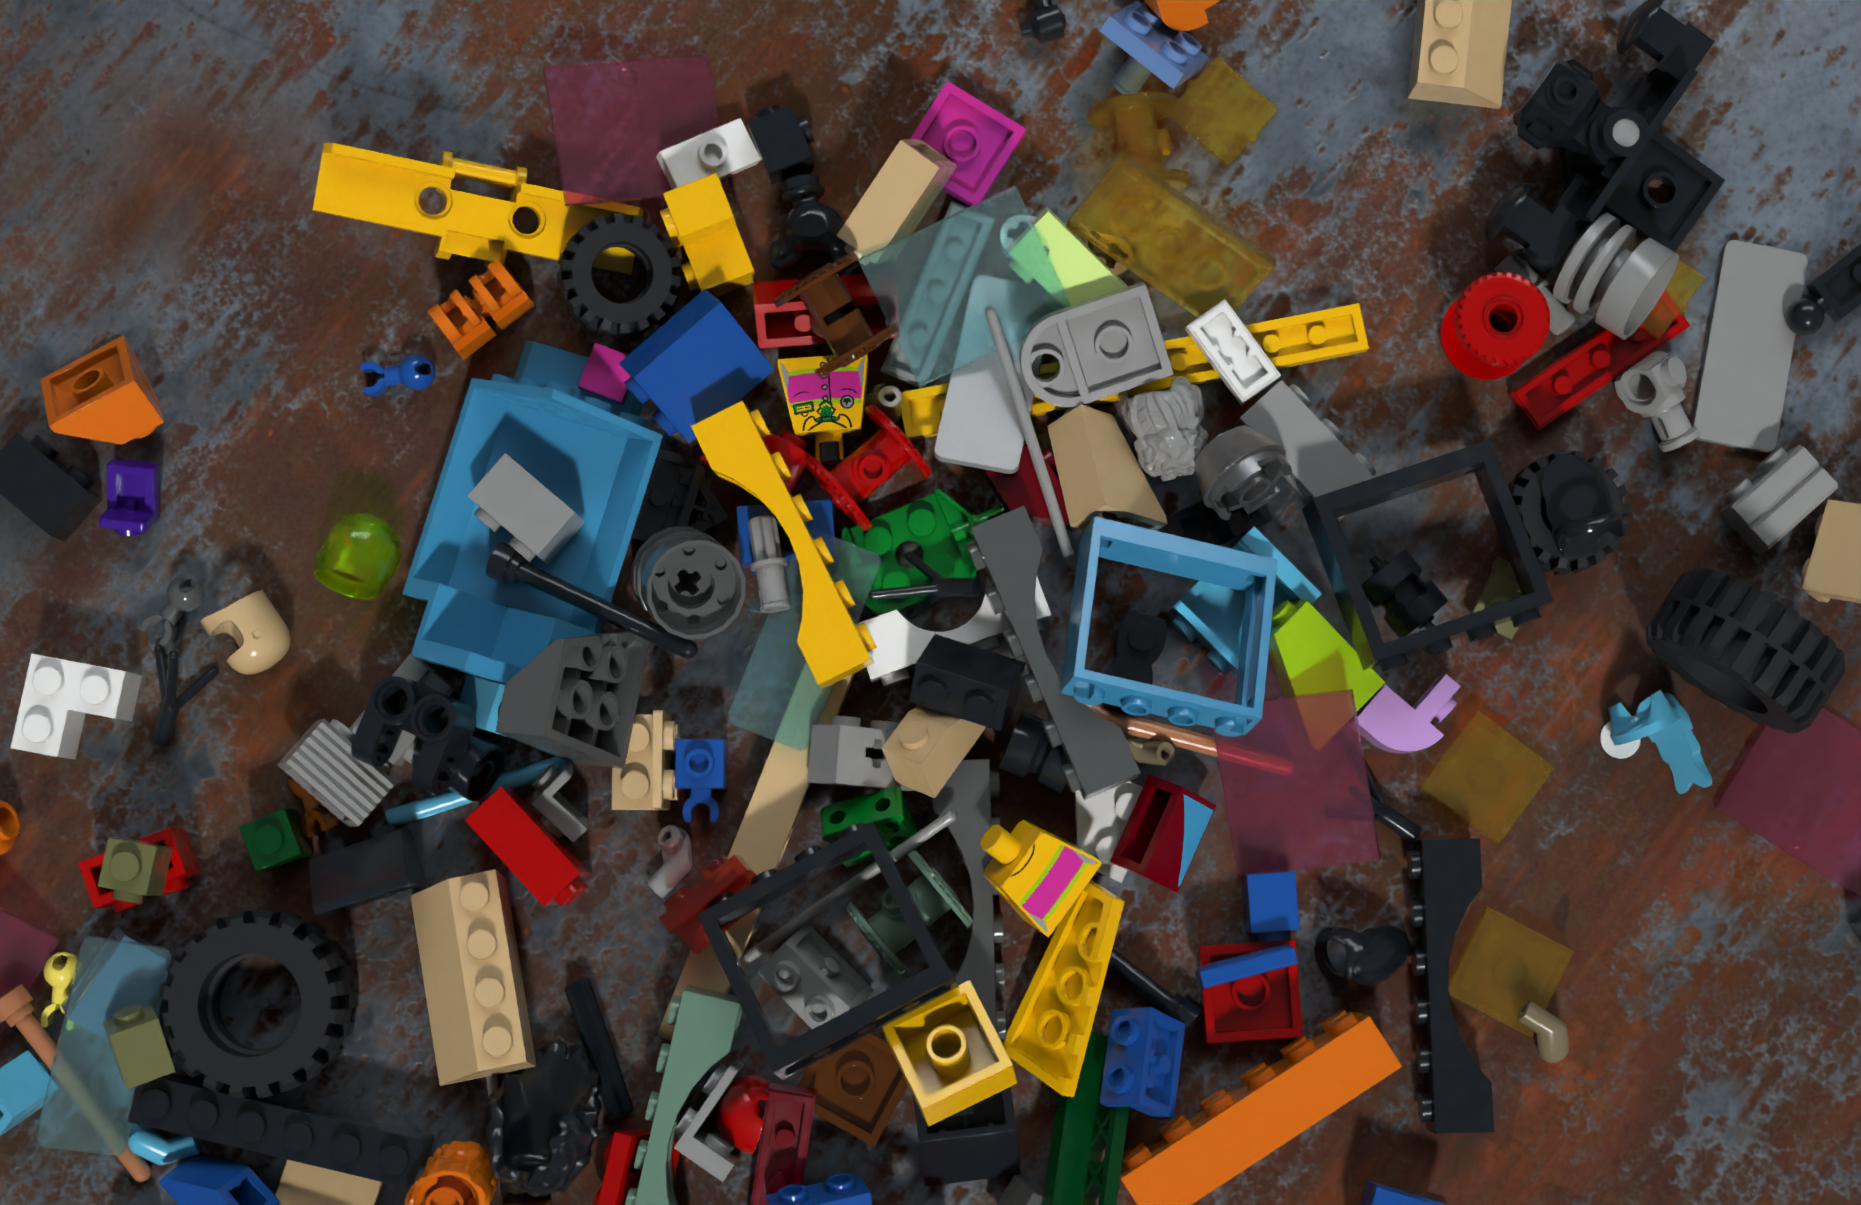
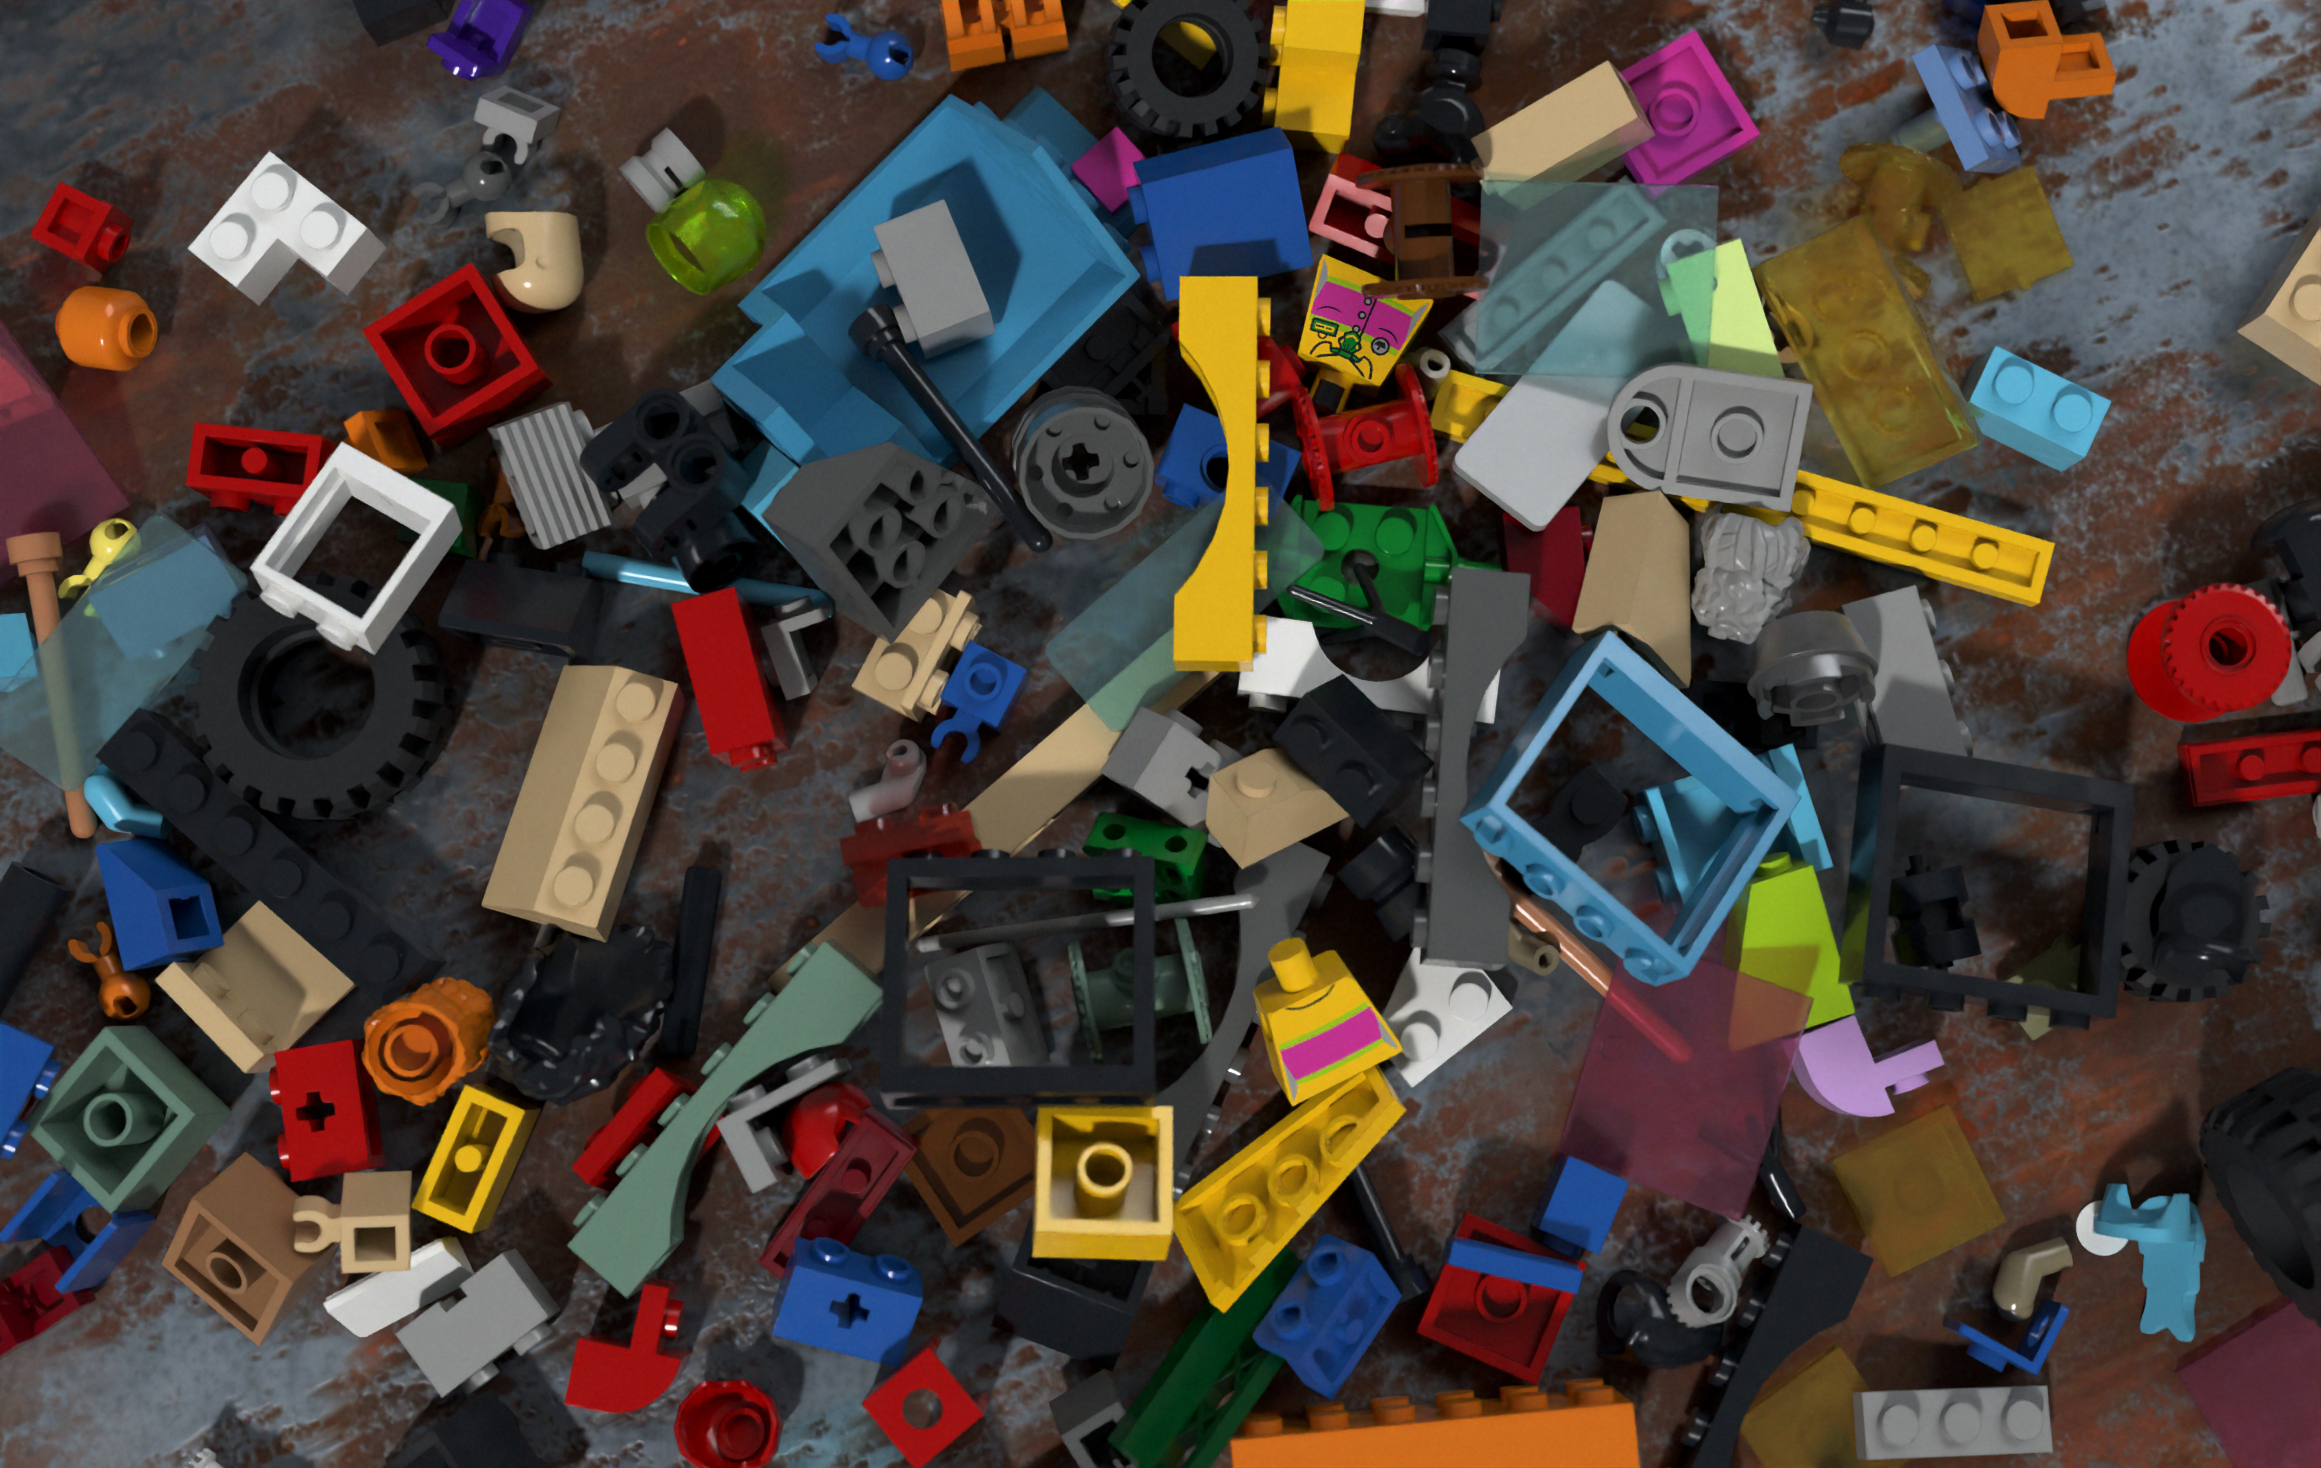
camera: 25 degrees right, 0 degrees up
(134, 869) = (254, 461): olive brick -> none
(138, 1045) = (152, 672): olive brick -> none
(170, 706) = (415, 259): black plant -> none
(186, 542) = (518, 116): none -> light grey tile
(211, 810) = (387, 439): none -> orange tile
(231, 726) = (457, 357): none -> red brick
(233, 843) = (356, 475): none -> white window
(304, 528) = (648, 175): none -> light grey wheel
(768, 564) = (1187, 490): light grey axle -> none
(1029, 433) = (1579, 493): light grey axle -> none
(1163, 833) = (1493, 1053): dark red brick -> none
(1232, 352) = (1873, 522): white plate -> none
(1298, 221) = (2033, 409): none -> medium azure brick
(1382, 898) = (1717, 1269): none -> light grey connector
(1582, 798) = (2021, 1275): none -> dark tan arm
(1585, 918) = (1952, 1422): none -> light grey plate
(1613, 842) = (2030, 1352): none -> blue bracket

